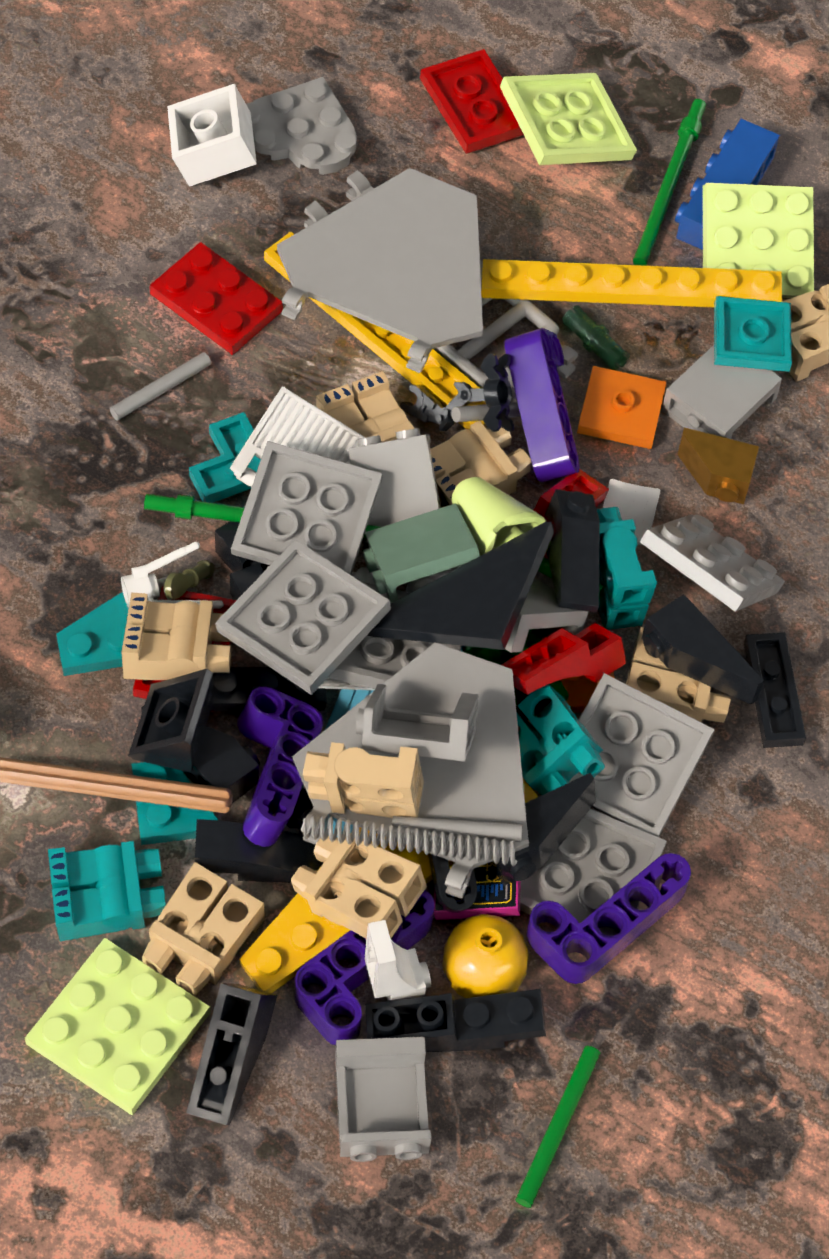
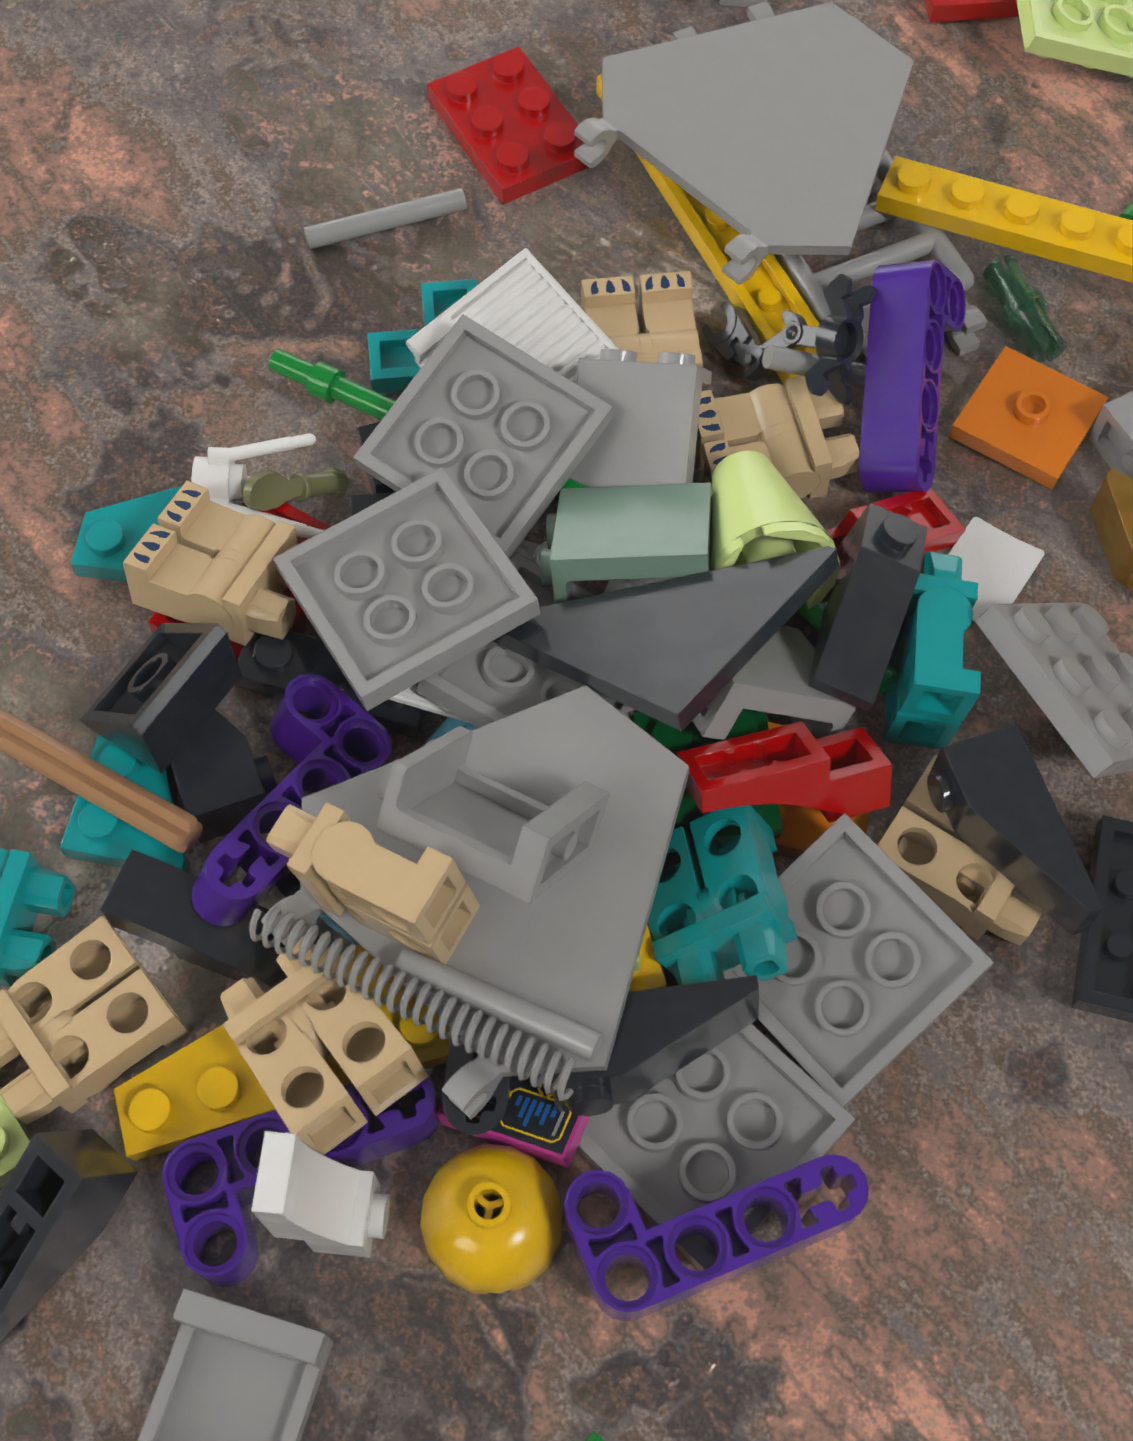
camera: 25 degrees right, 5 degrees up
(460, 1023) = (398, 1316): black slope -> none

